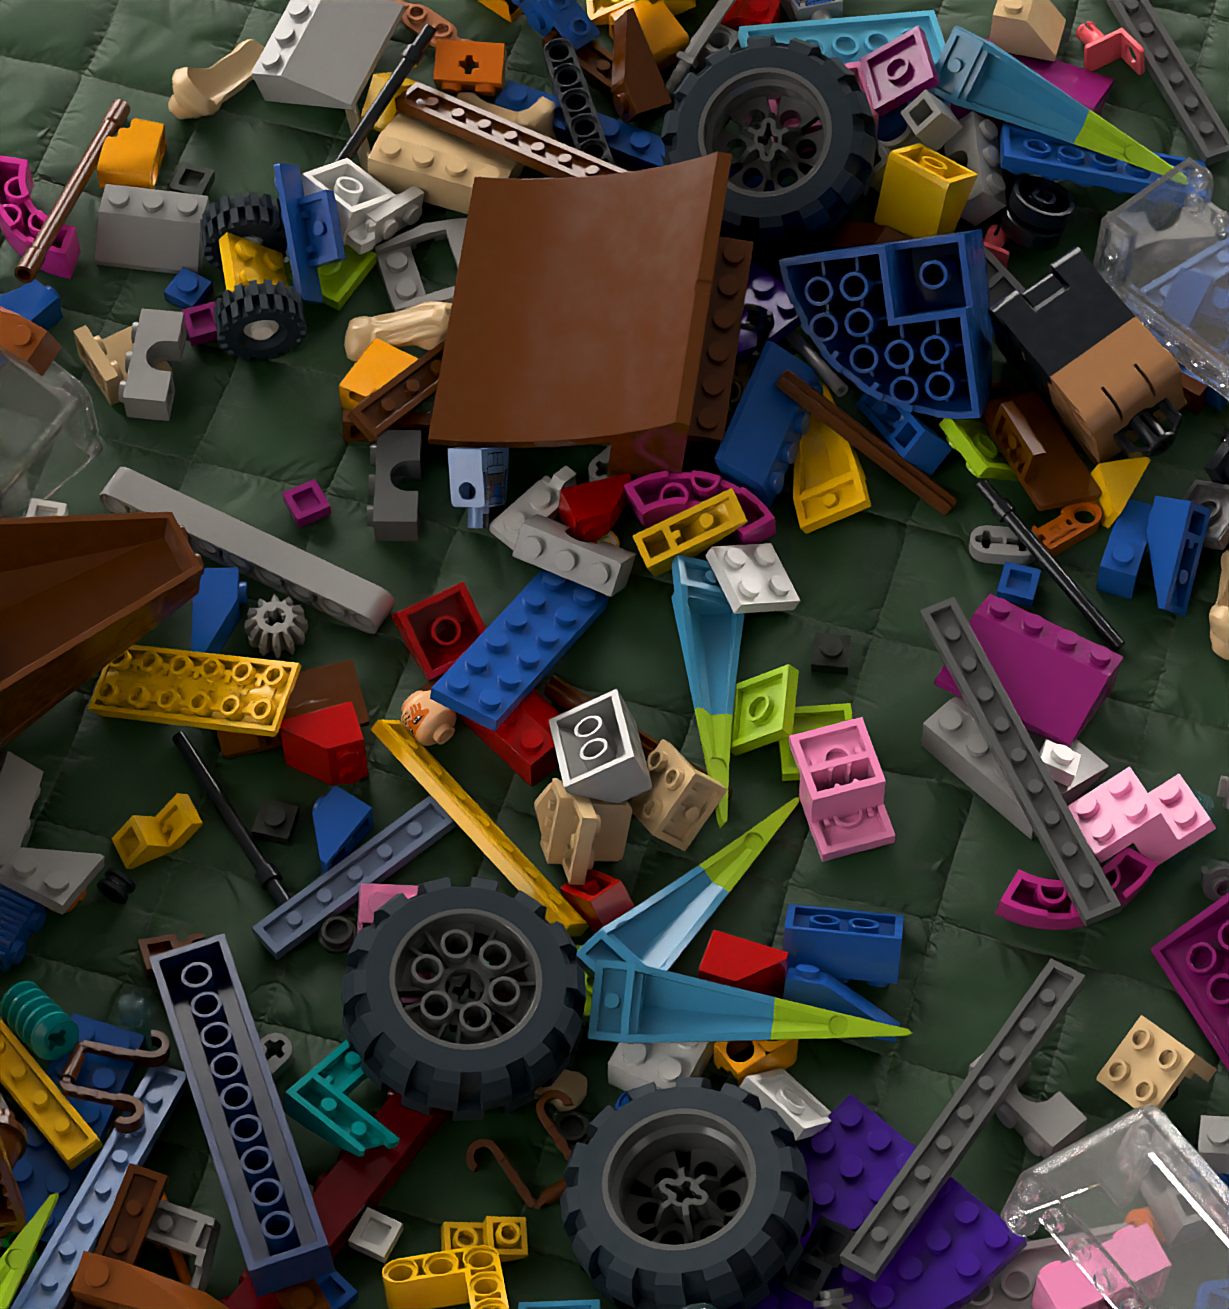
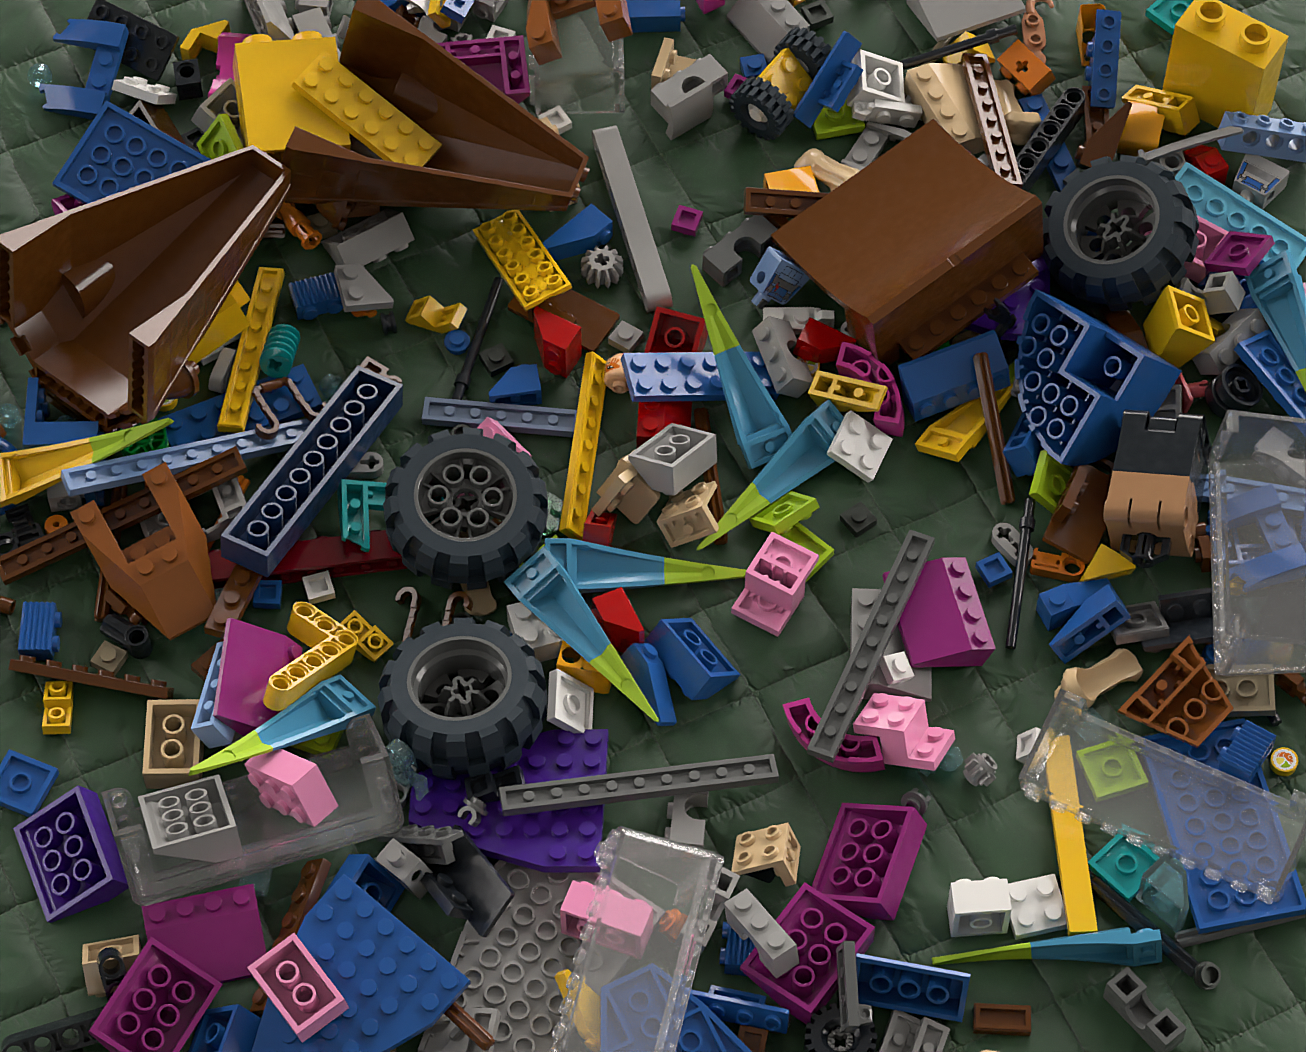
camera: 45 degrees right, 0 degrees up
(184, 385) = (689, 110): none -> light grey slope
(212, 840) = (457, 342): none -> blue plate
(383, 679) = (625, 337): none -> light grey plate
(621, 638) = (753, 413): none -> dark azure plate

